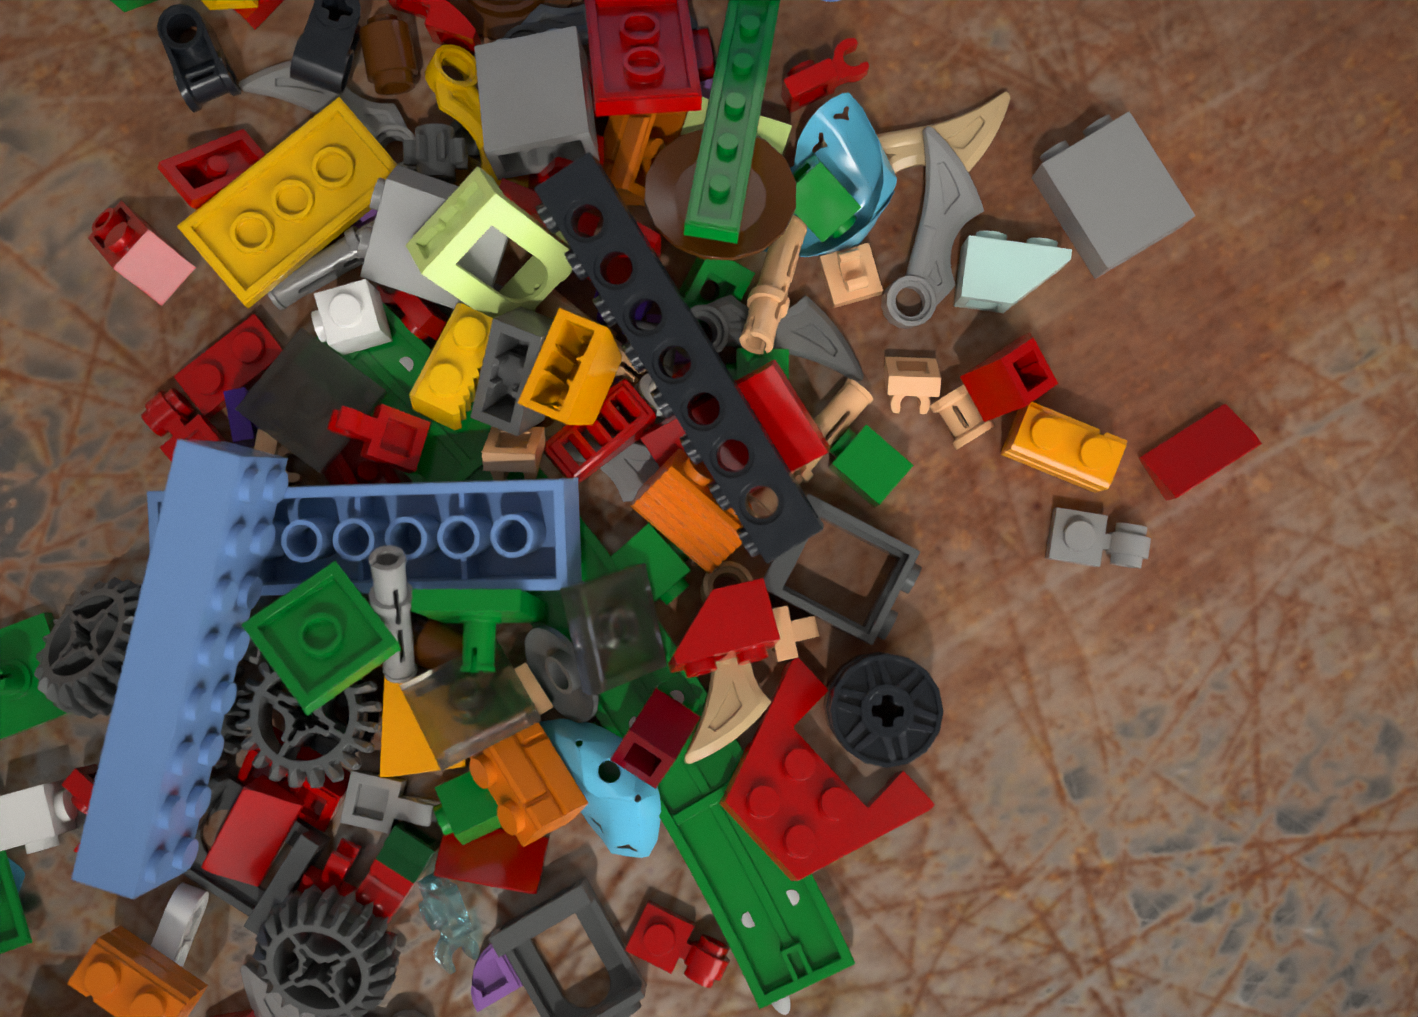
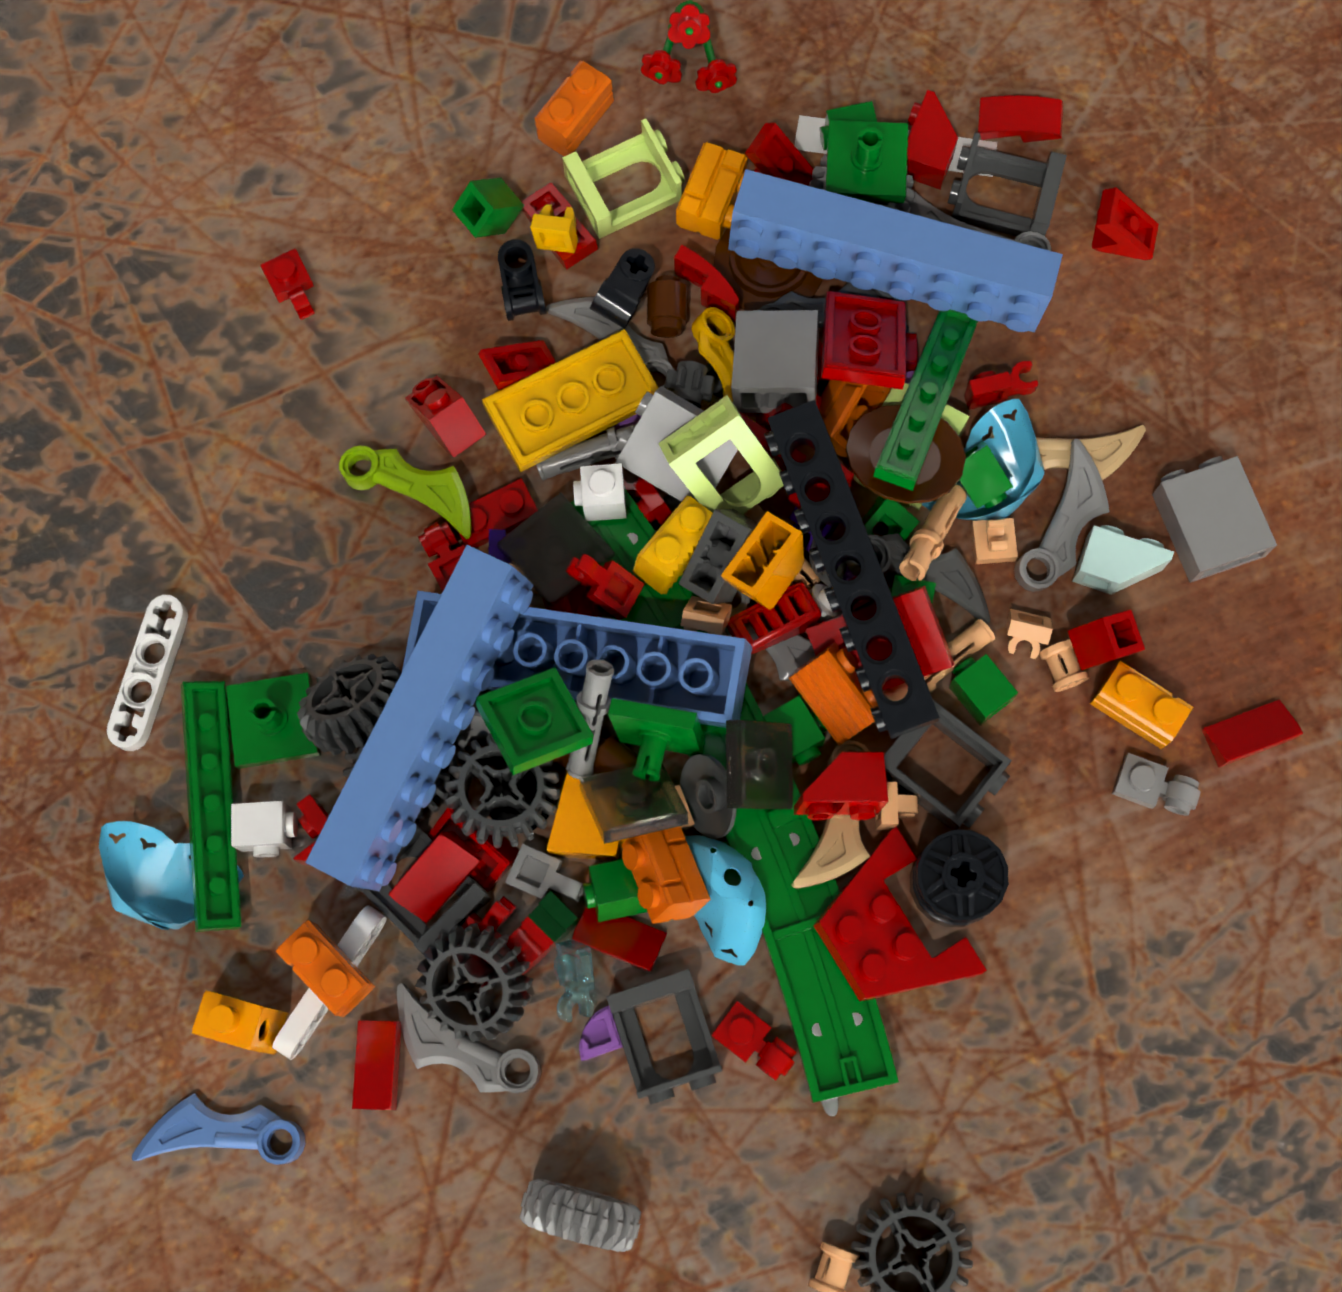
camera: 15 degrees right, 10 degrees down
(149, 350) = (437, 489): none -> lime piece
(655, 738) = (773, 859): dark red brick -> none

